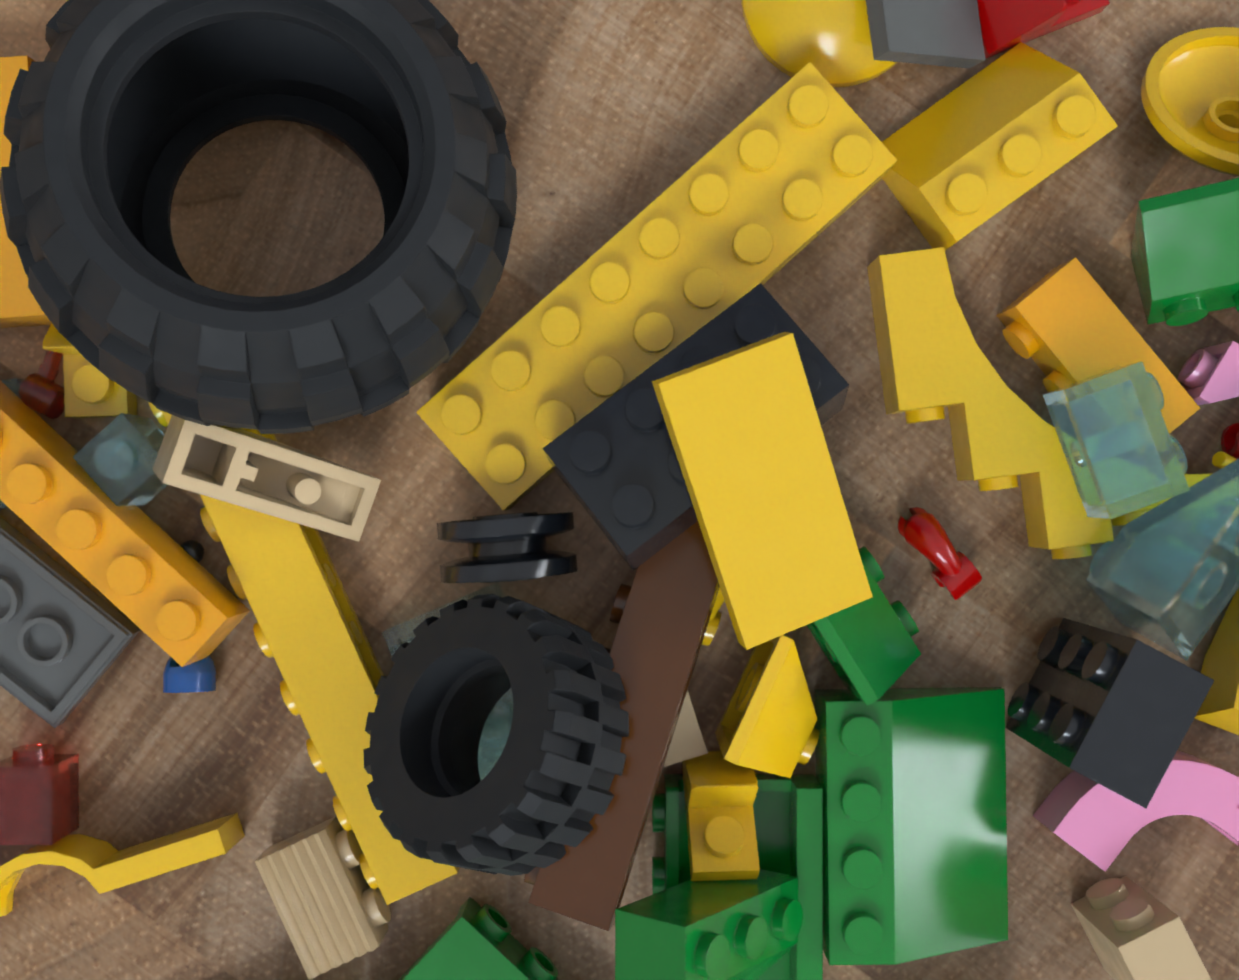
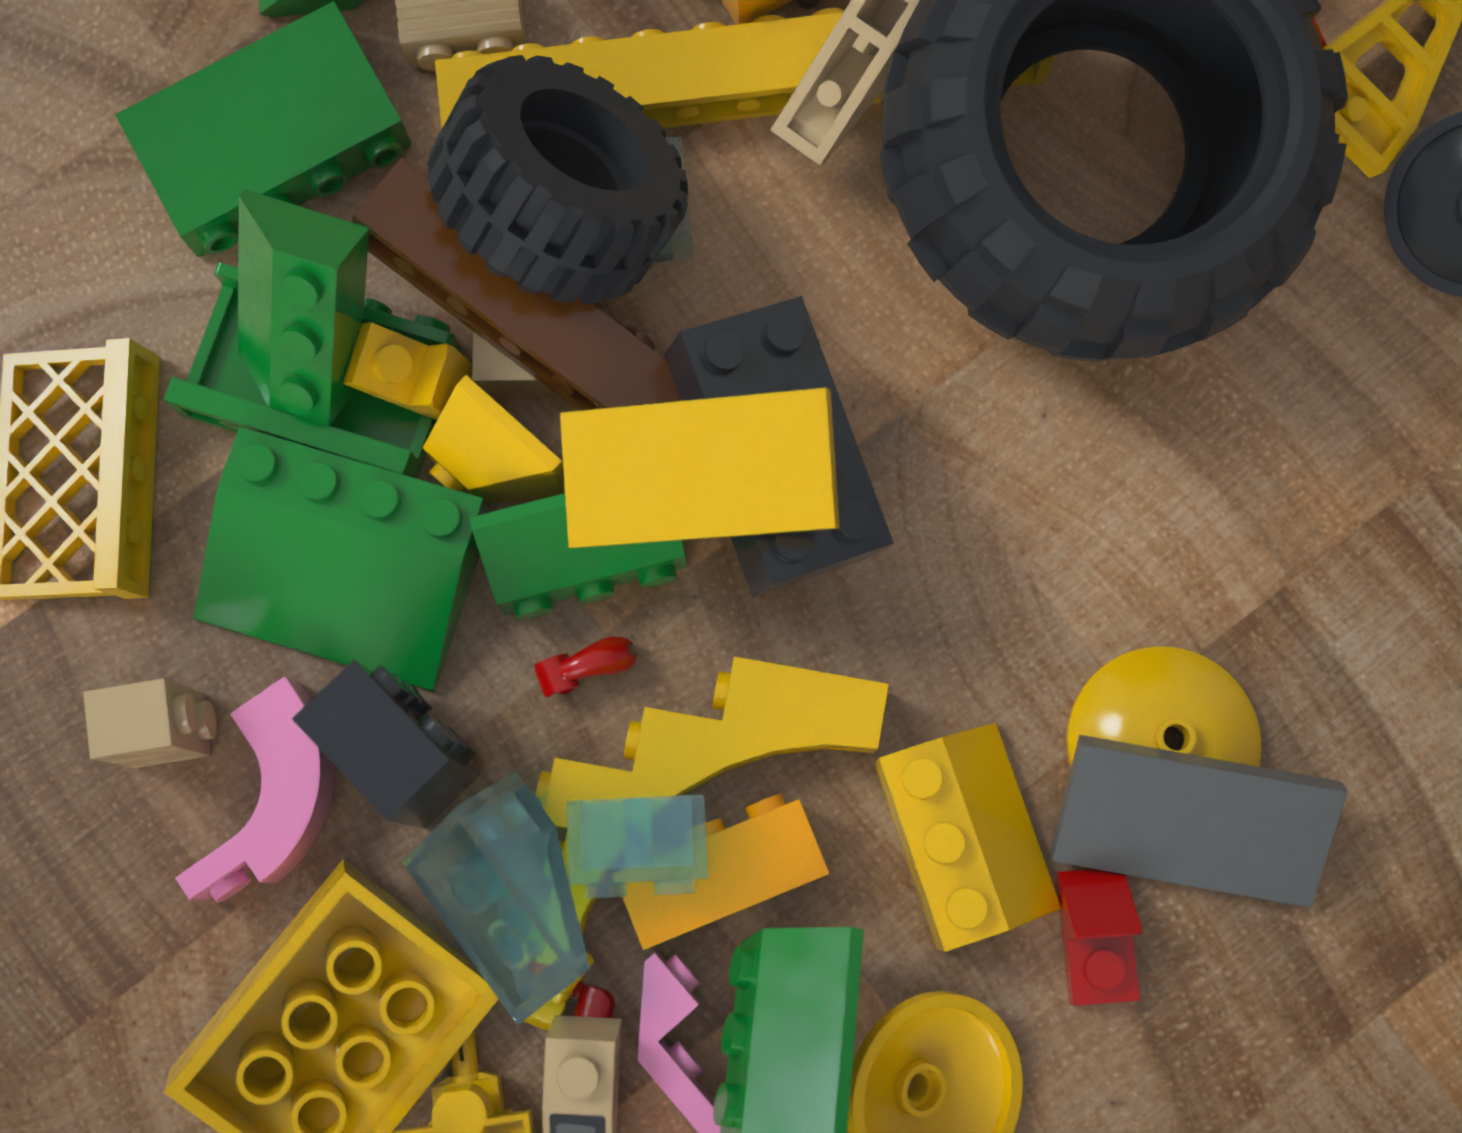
camera: 100 degrees right, 10 degrees down
(507, 547) = (721, 257): black wheel -> none
(659, 281) = (954, 529): yellow brick -> none

